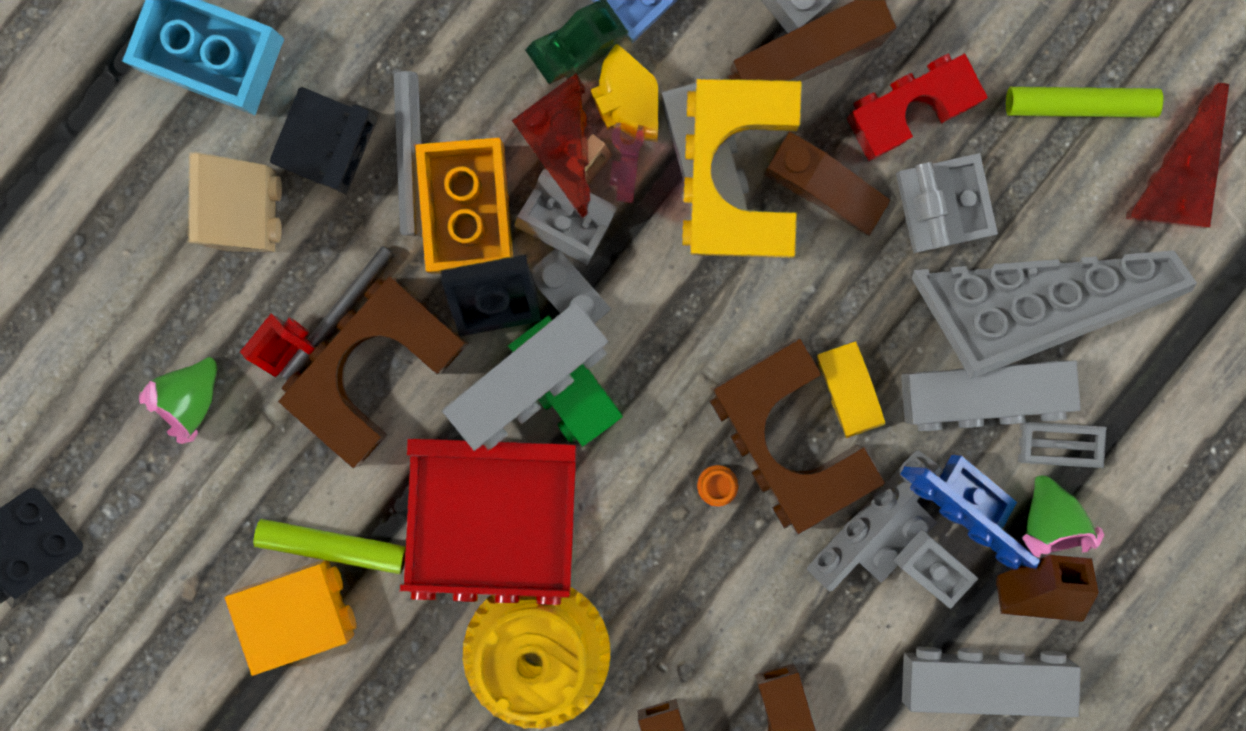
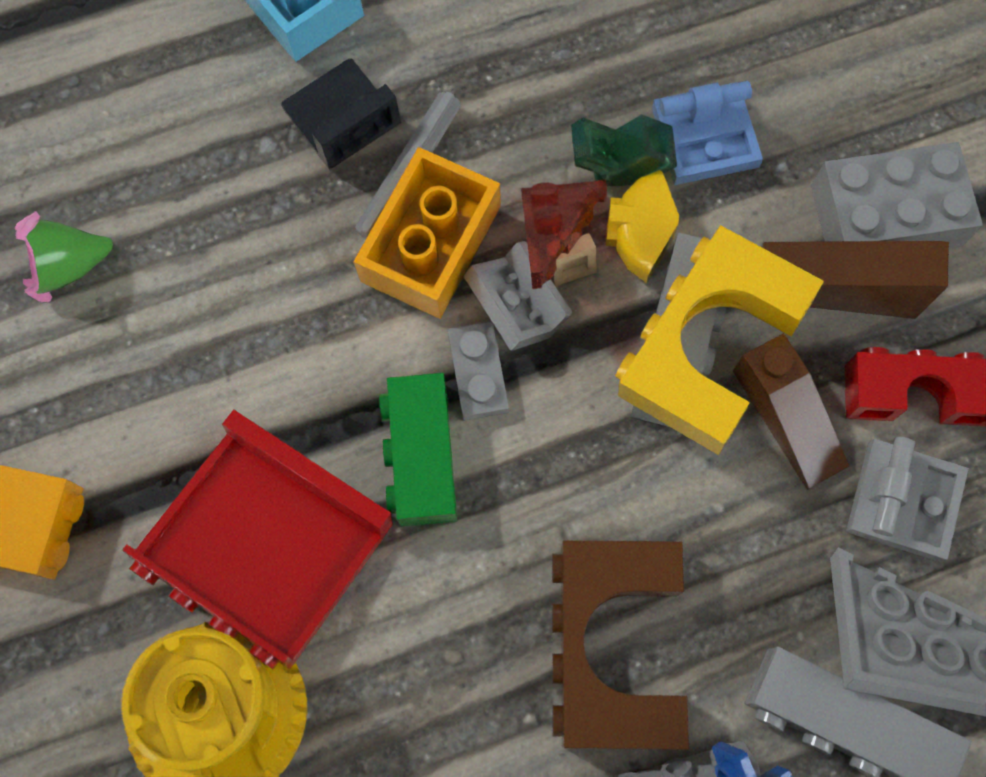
camera: 35 degrees right, 15 degrees down
(233, 204) = (218, 105): tan slope -> none
(276, 344) = (175, 257): red bracket -> none
(319, 393) = (184, 322): reddish brown arch -> none
(329, 546) = (91, 474): lime piece -> none
(341, 308) = (249, 267): flat silver bar -> none
(491, 295) = (401, 319): black plate -> none
(526, 376) = (383, 412): light grey brick -> none
(624, 171) = (600, 286): clear pink plate -> none
(717, 485) = (509, 648): orange plate -> none
(851, 389) = (705, 632): yellow slope -> none

